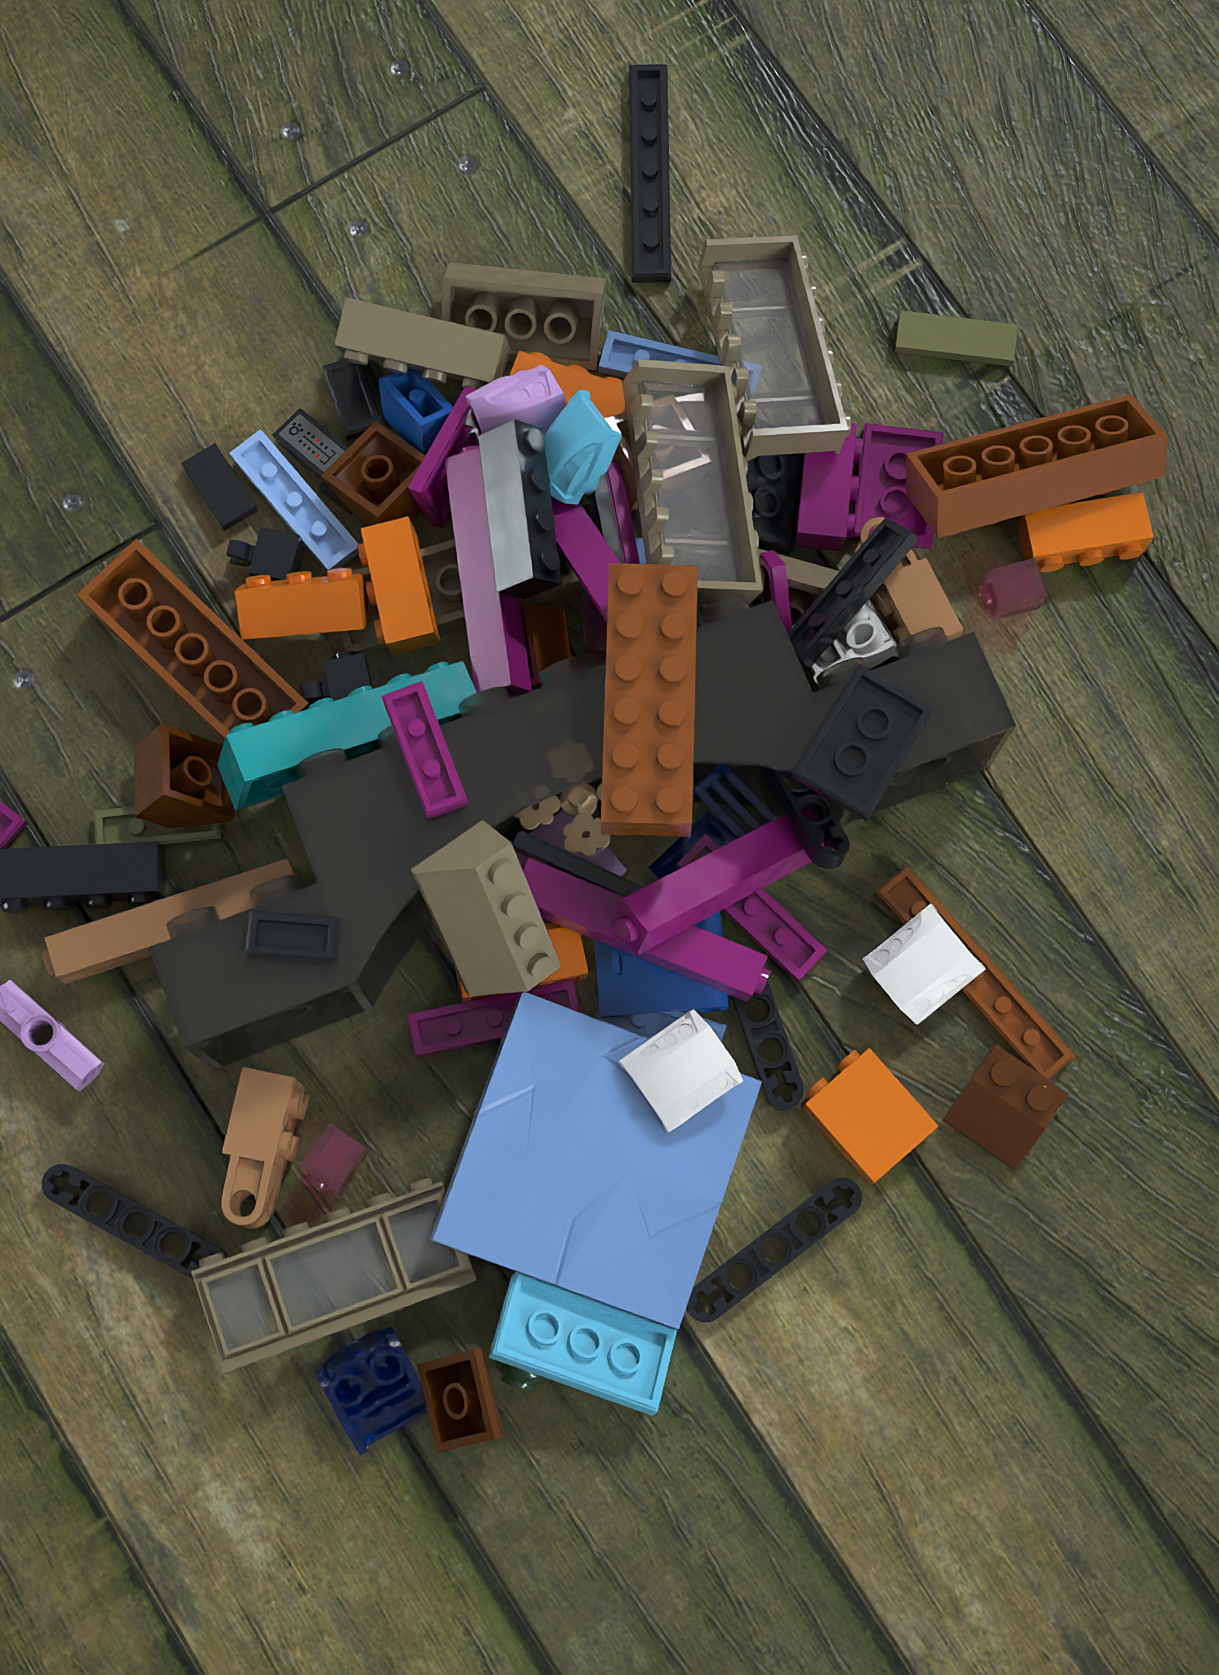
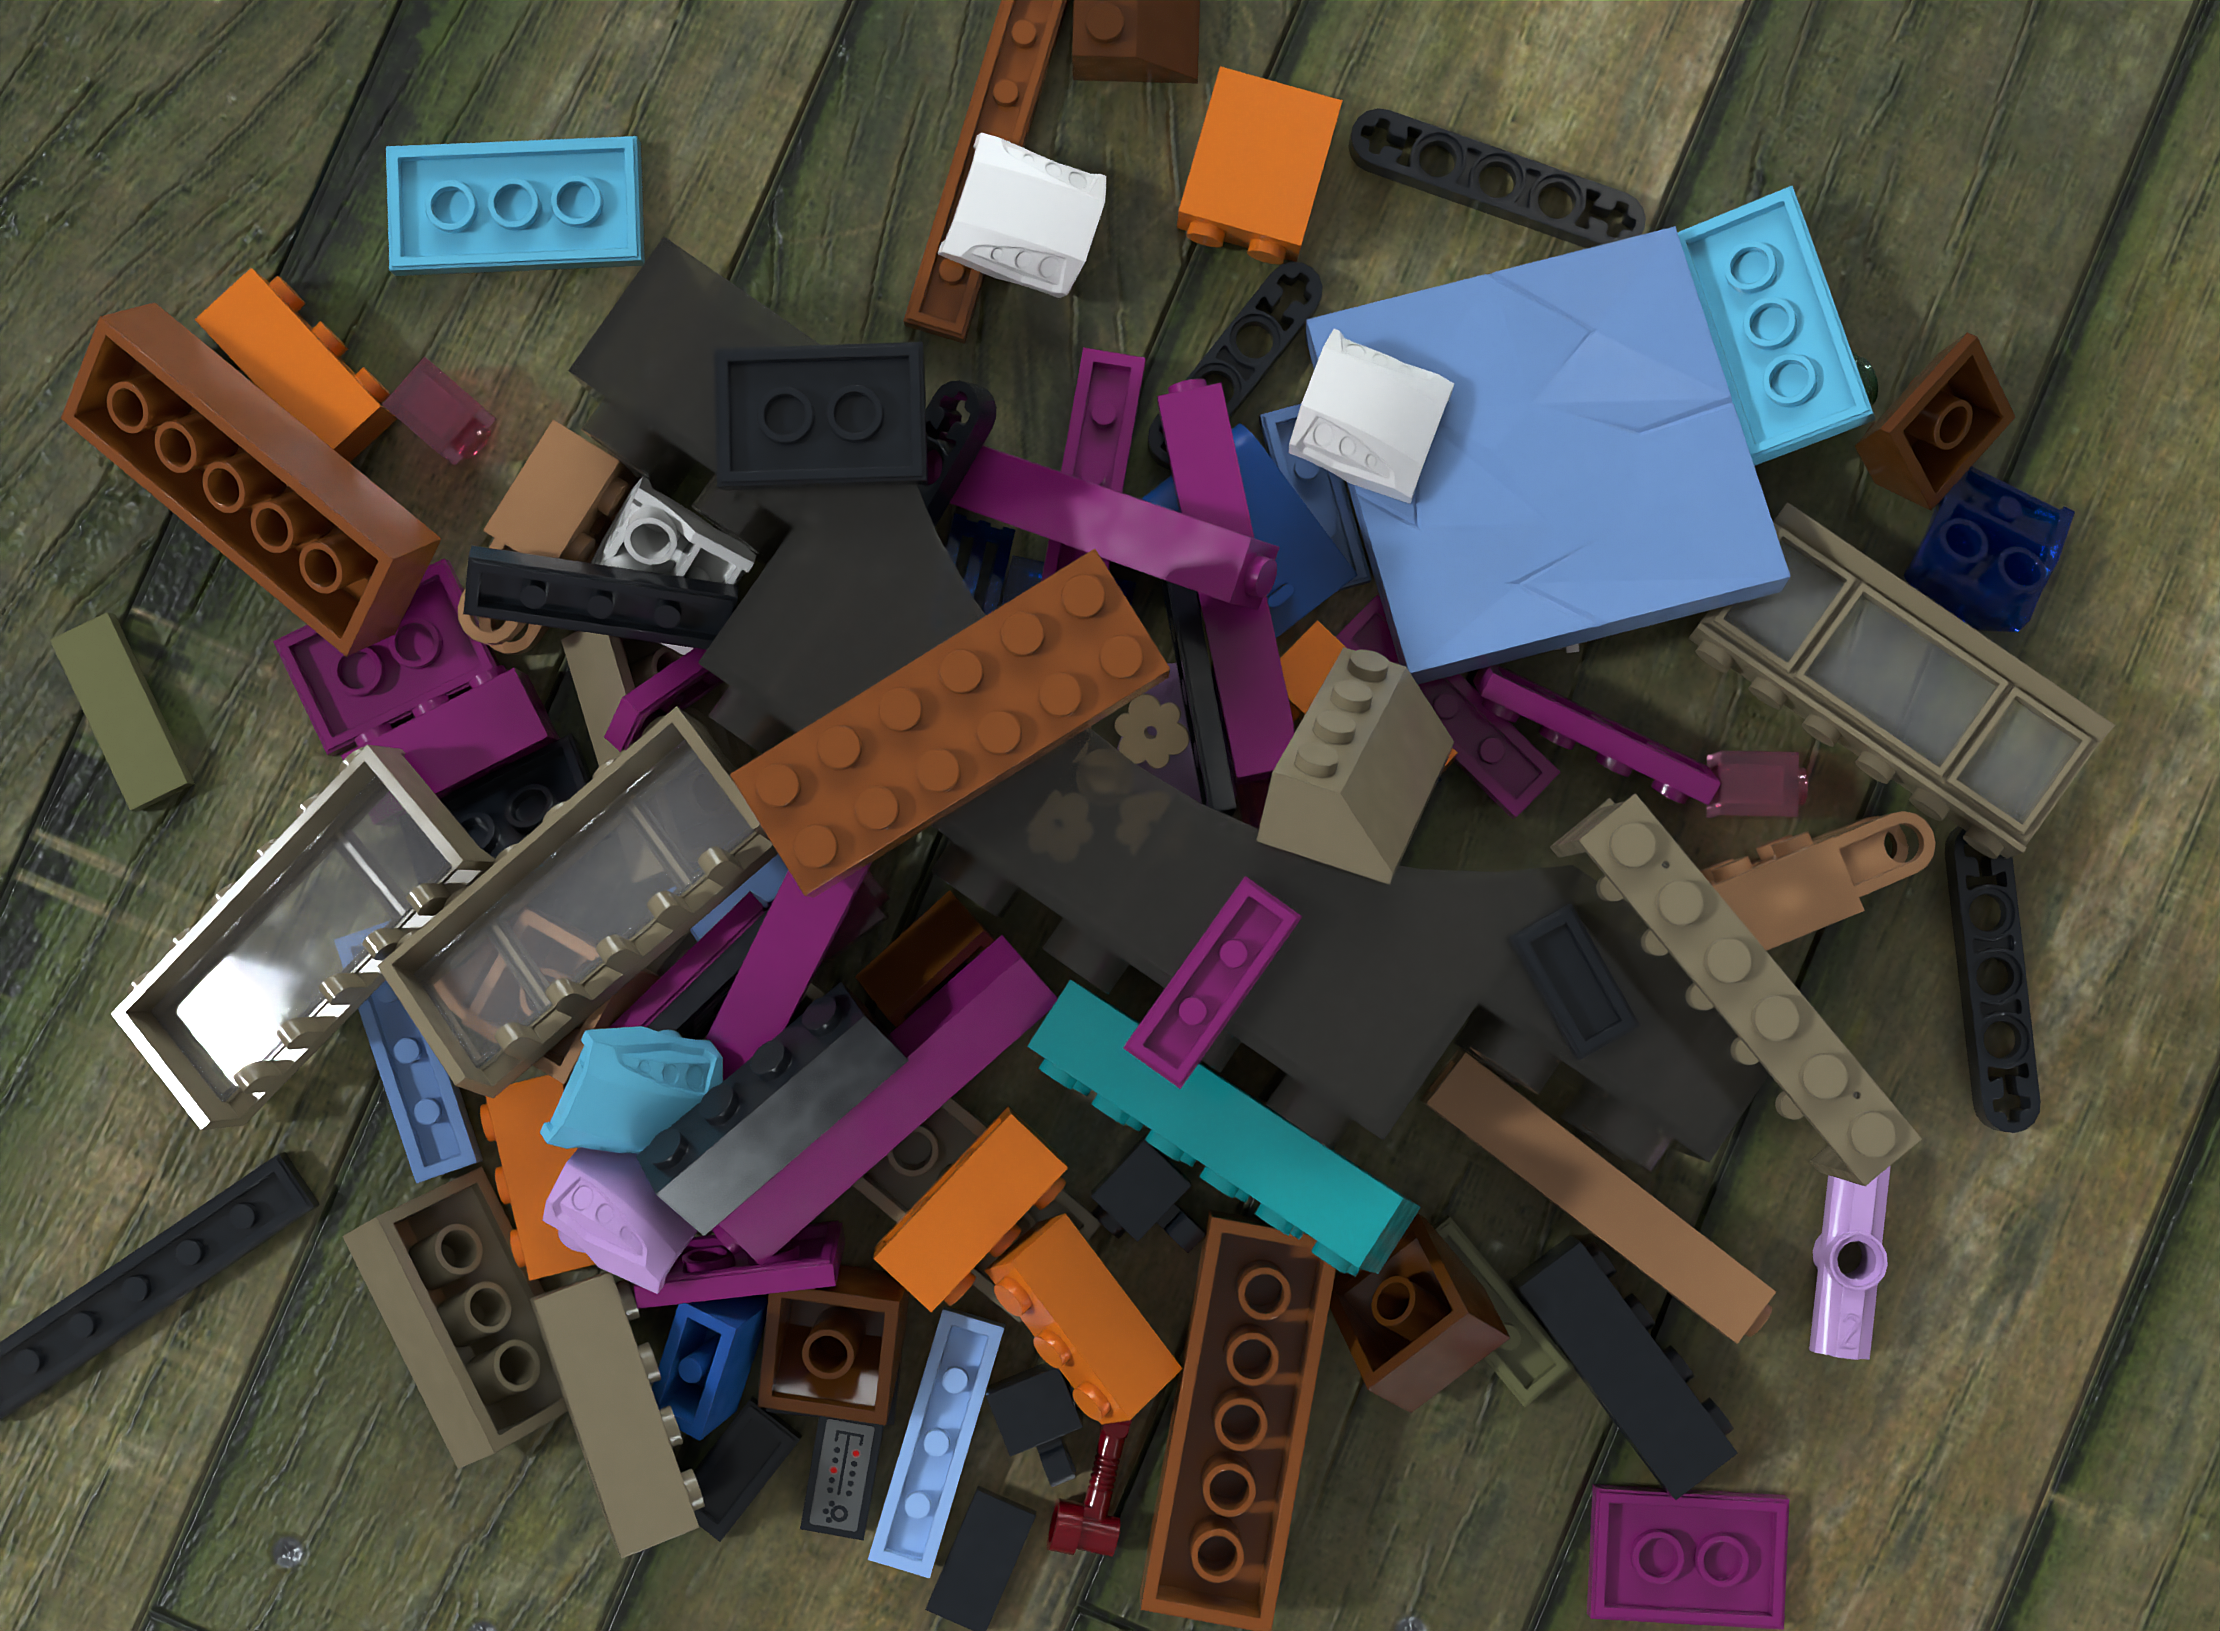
camera: 125 degrees left, 10 degrees up
(198, 550) = (1087, 1524): none -> dark red brick
(228, 1004) = (1745, 987): none -> dark tan window
(420, 1089) = (1617, 745): none -> magenta plate
(1106, 702) = (515, 206): none -> medium azure tile

